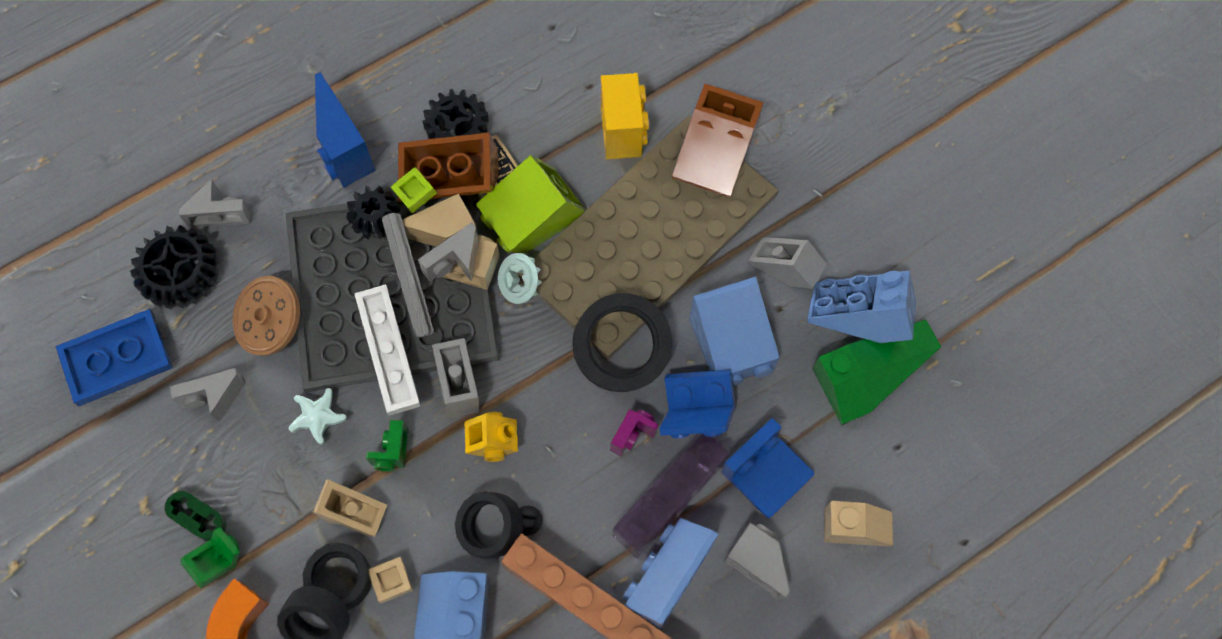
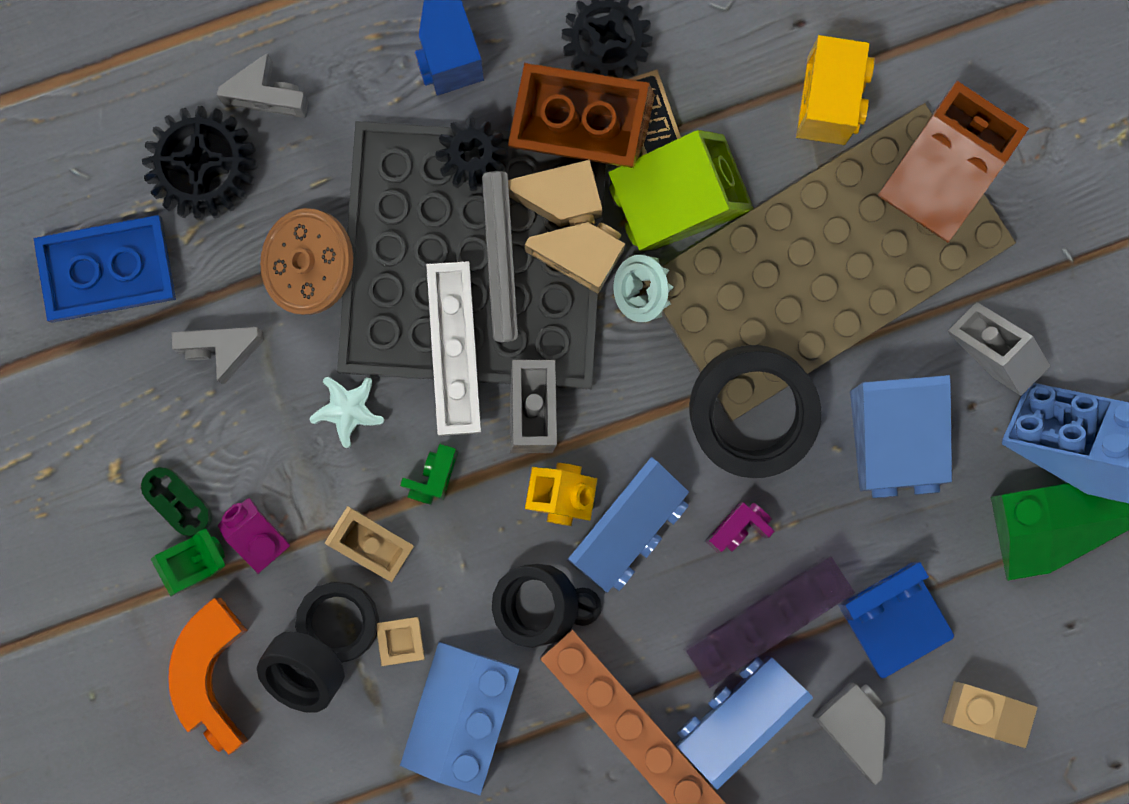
camera: 10 degrees right, 15 degrees up
(259, 526) = (252, 535): none -> magenta bracket
(413, 190) = (531, 143): lime plate -> none
(458, 249) = (576, 246): light grey slope -> none
(547, 447) = (630, 527): none -> medium blue slope
(698, 403) = (831, 519): blue bracket -> none

